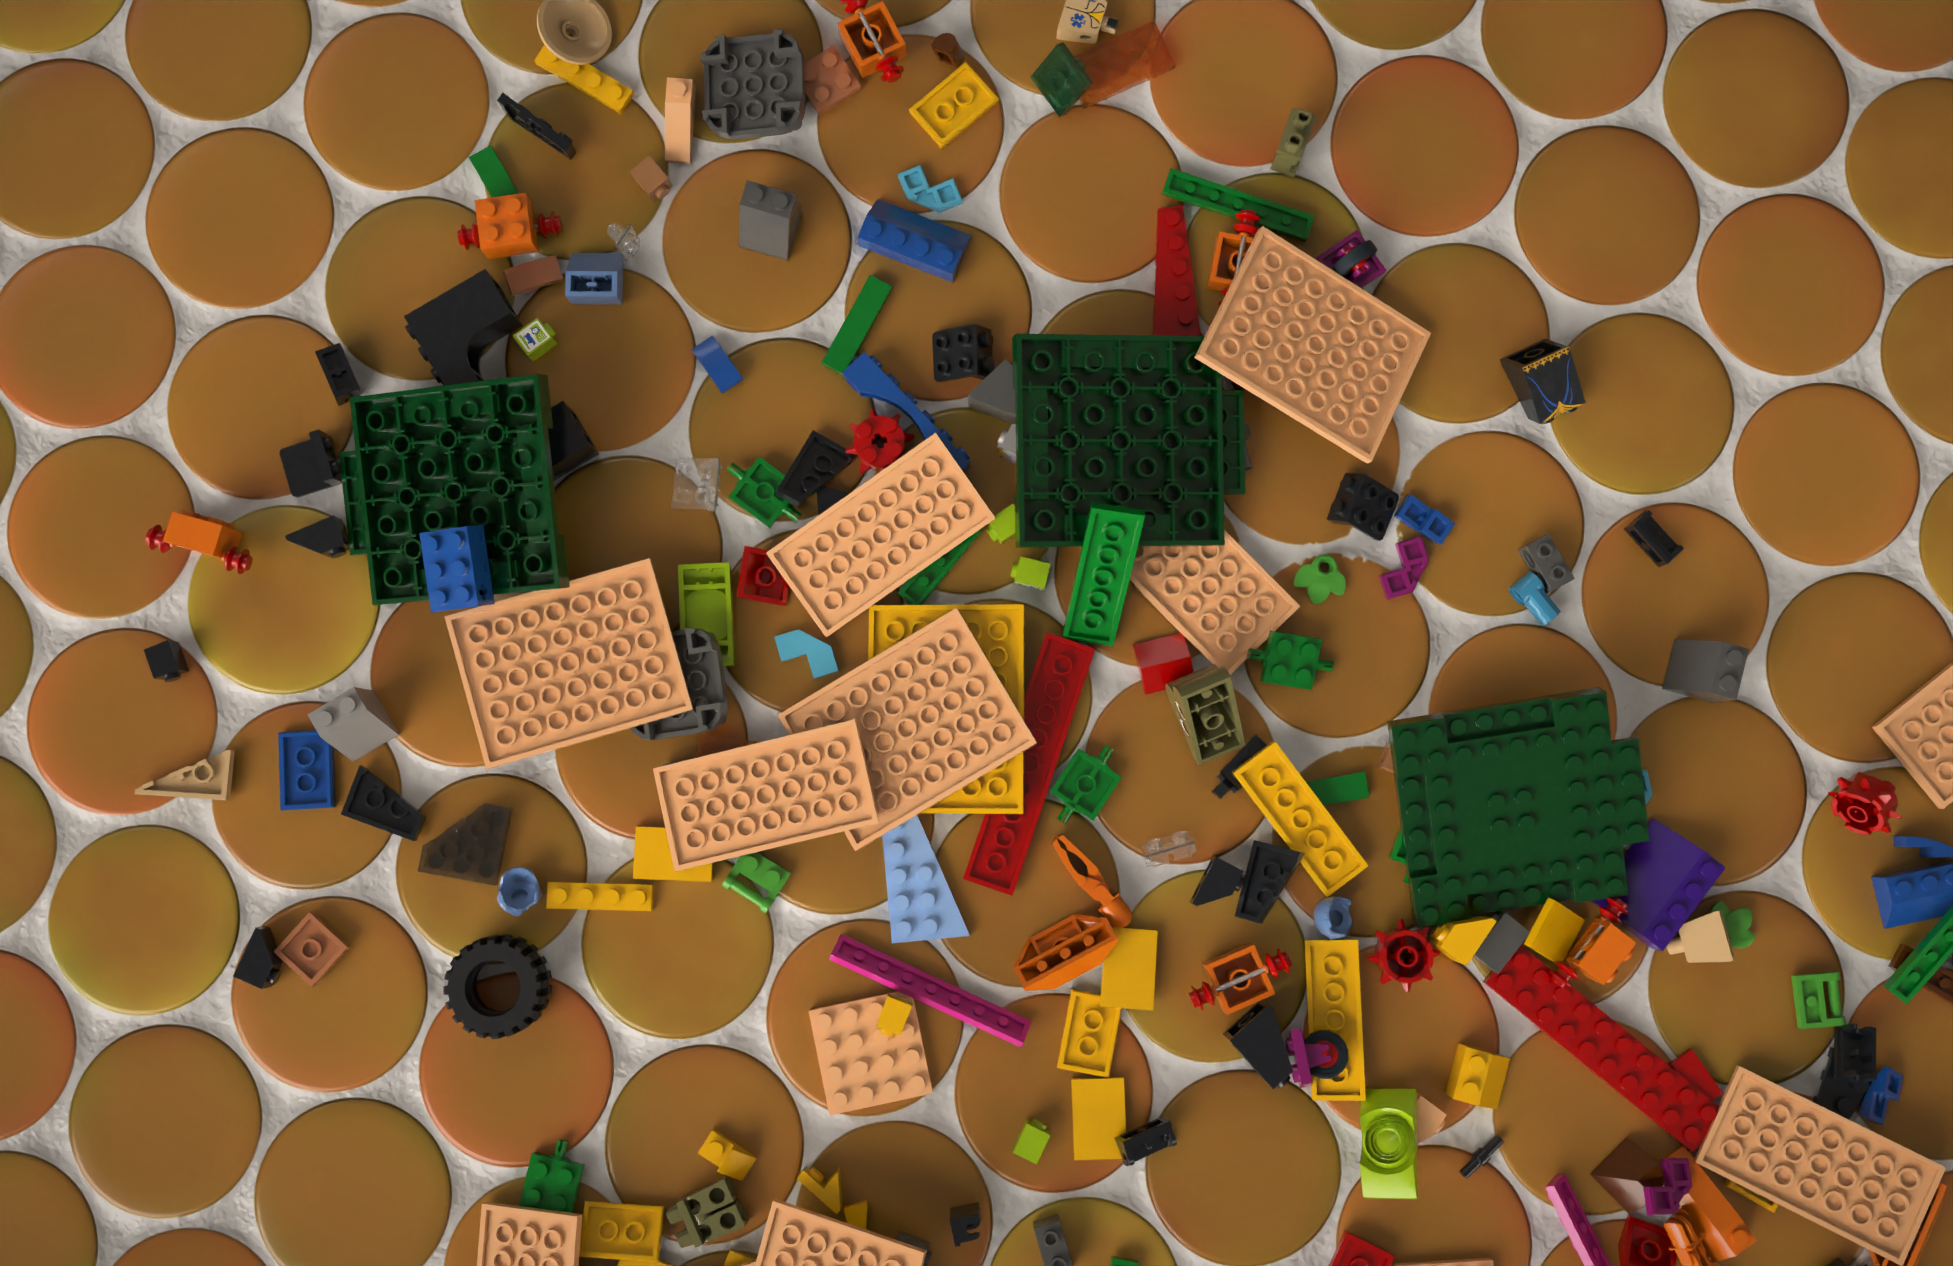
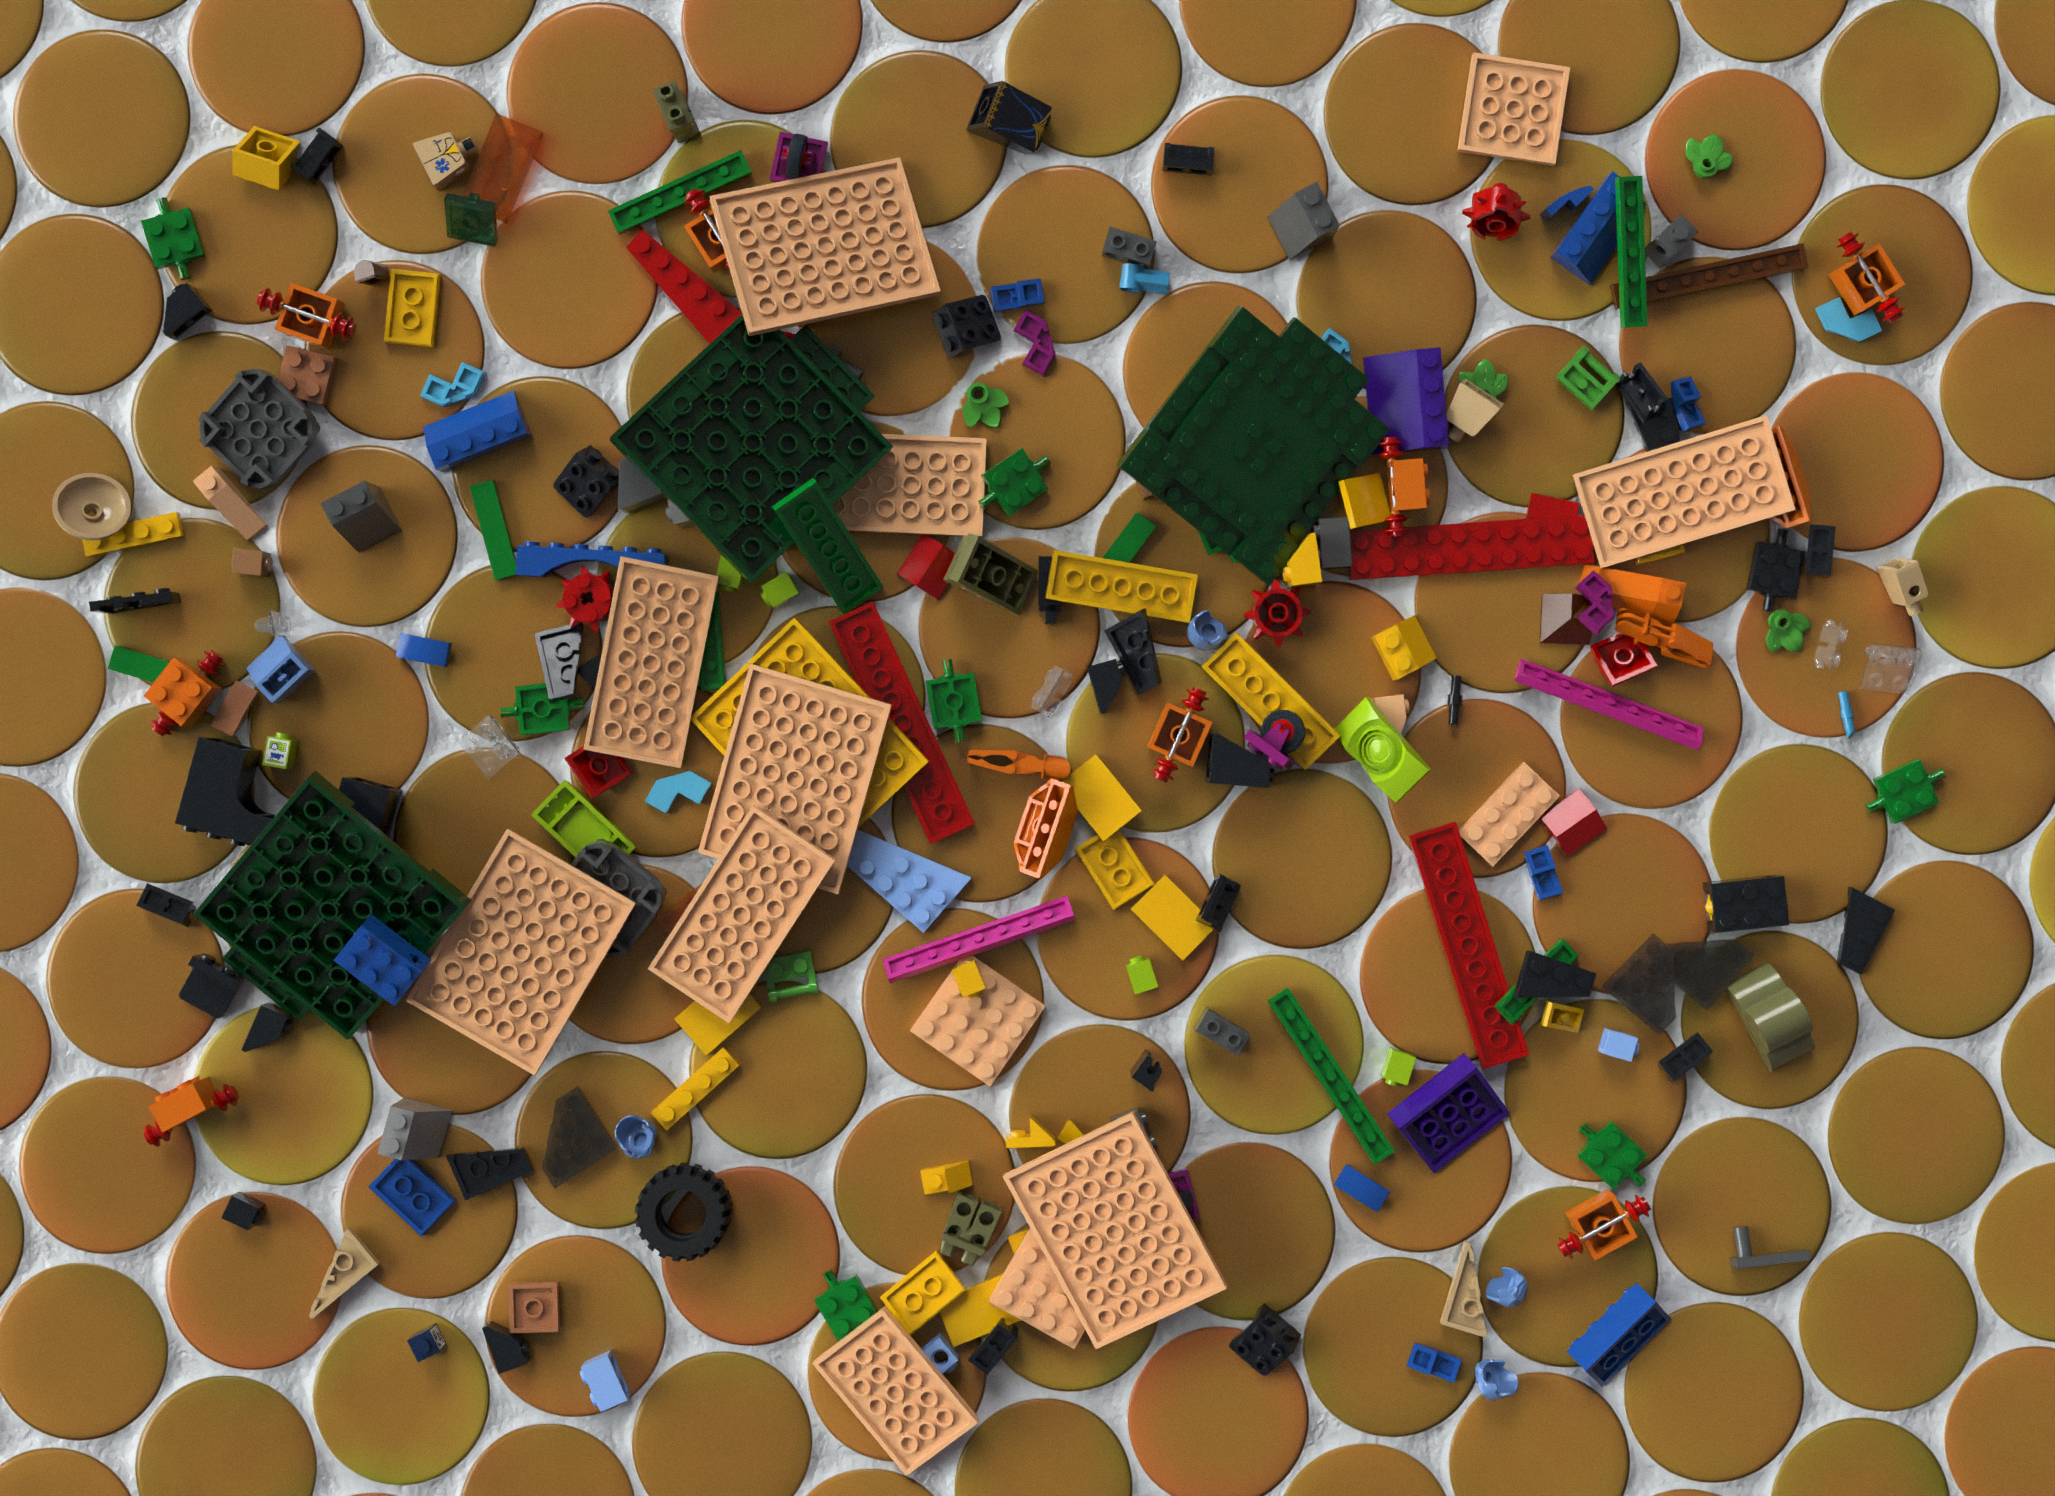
camera: 40 degrees left, 5 degrees up
(203, 897) = (426, 1342): none -> dark blue brick
(309, 1061) = (605, 1381): none -> light blue brick

